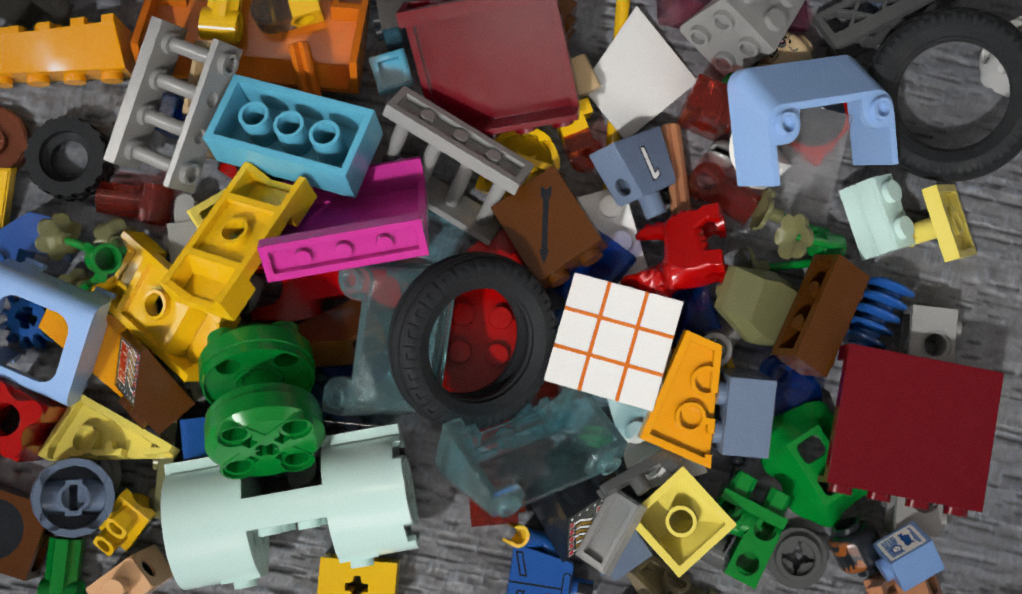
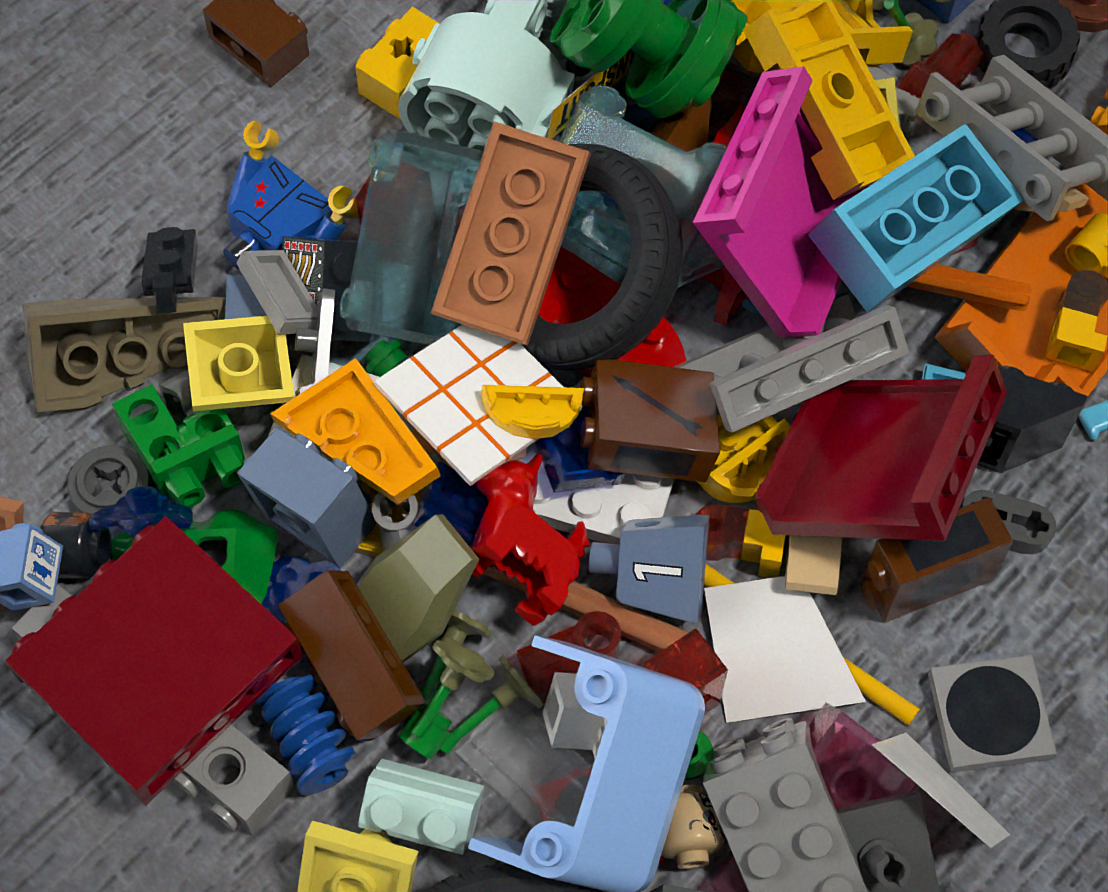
camera: 125 degrees right, 20 degrees down
(495, 385) = (510, 233): none -> nougat tile
(605, 297) = (532, 410): none -> yellow tile
(820, 510) = (140, 509): none -> clear blue plate

